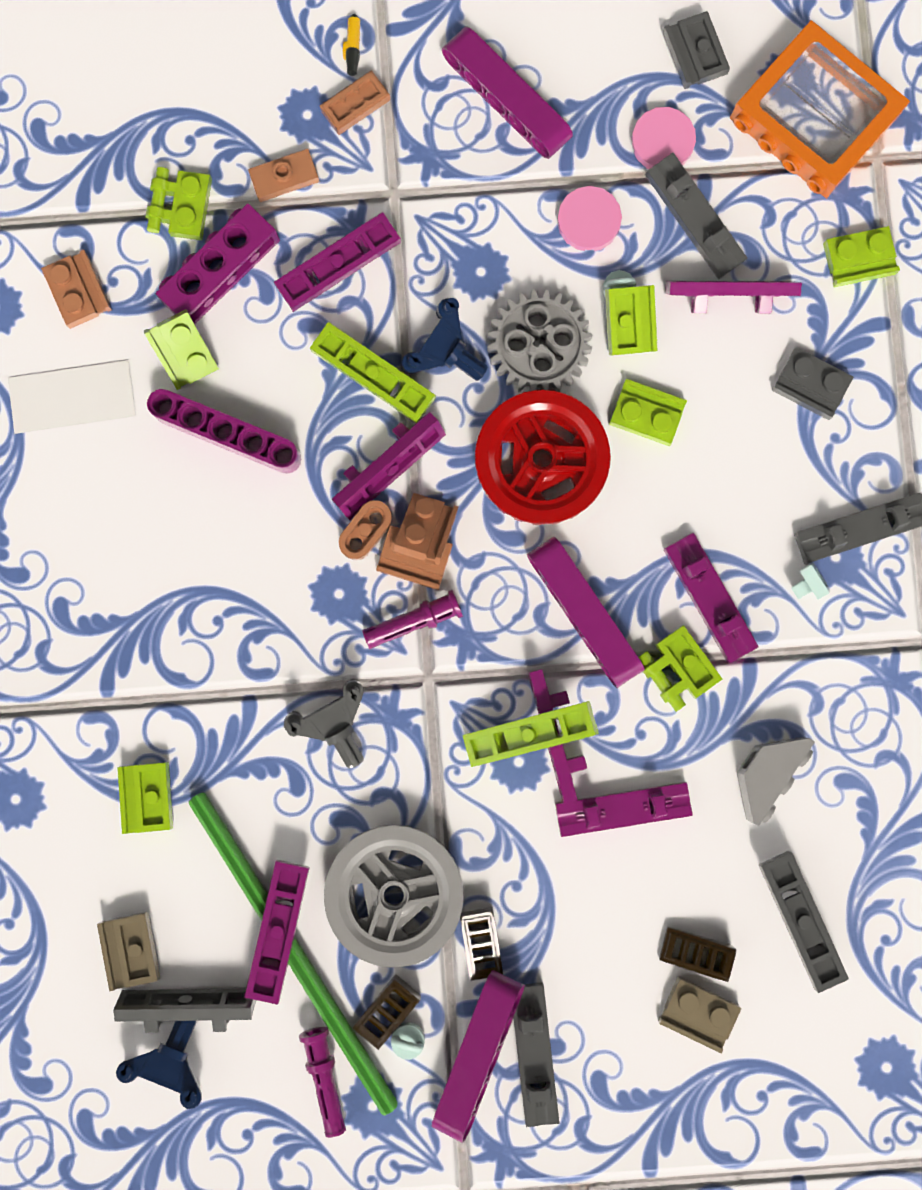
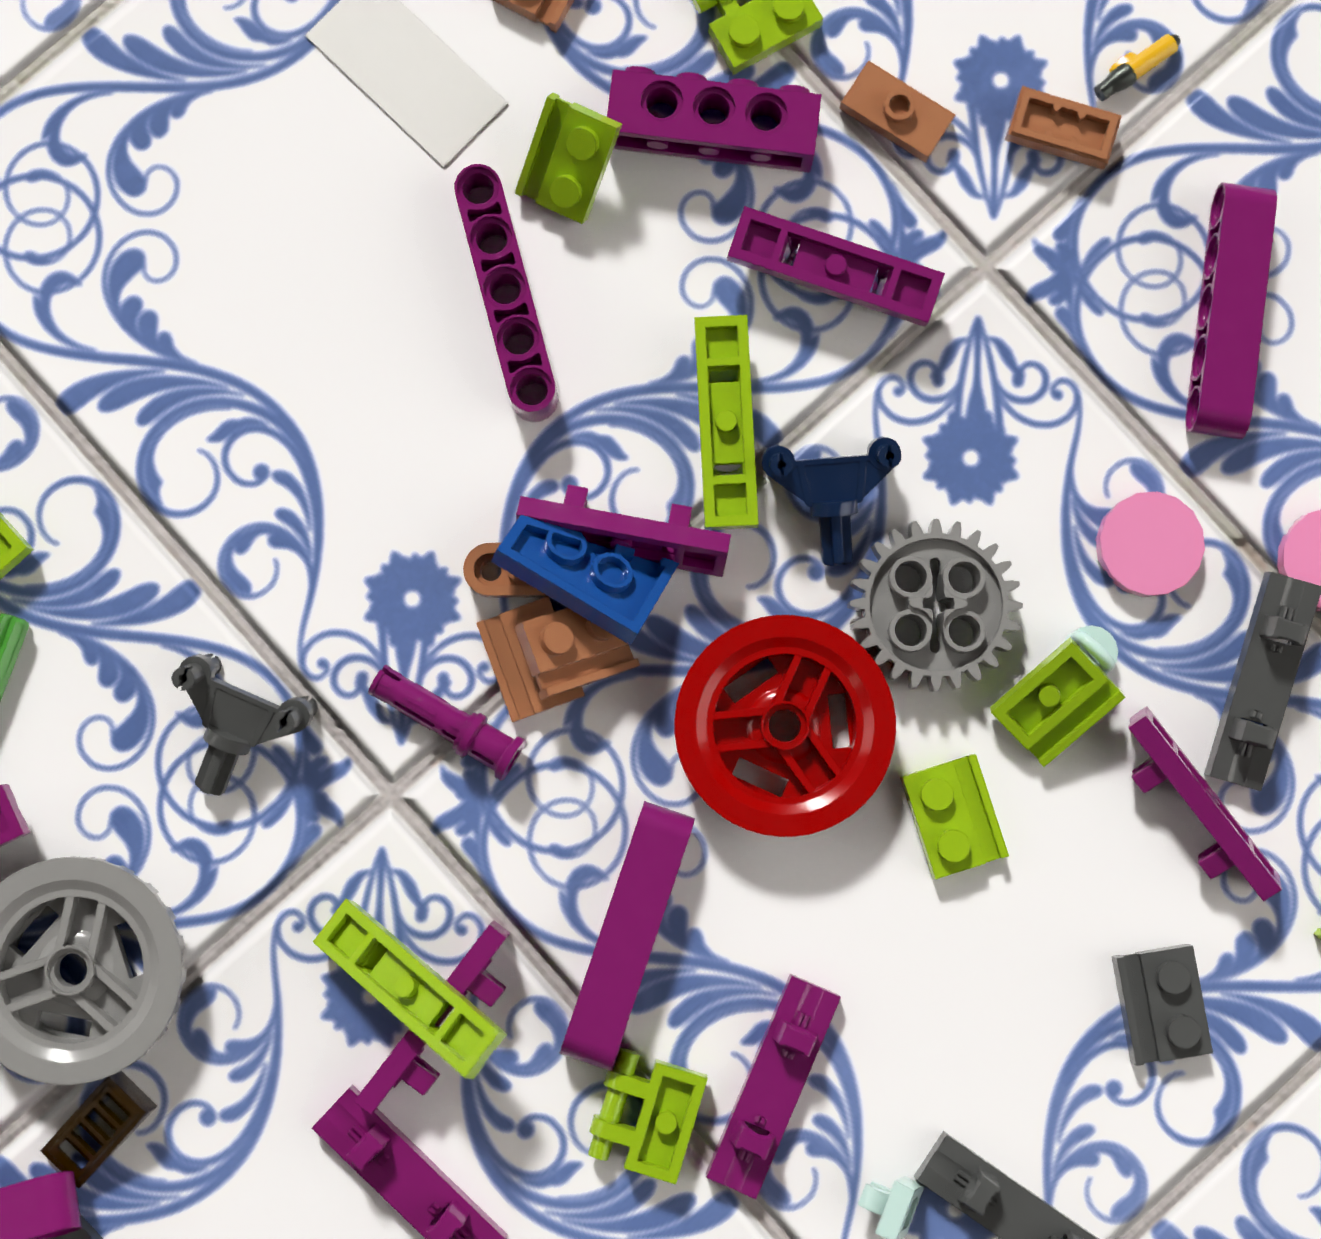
camera: 45 degrees right, 0 degrees up
(398, 496) = (590, 579): none -> blue wing

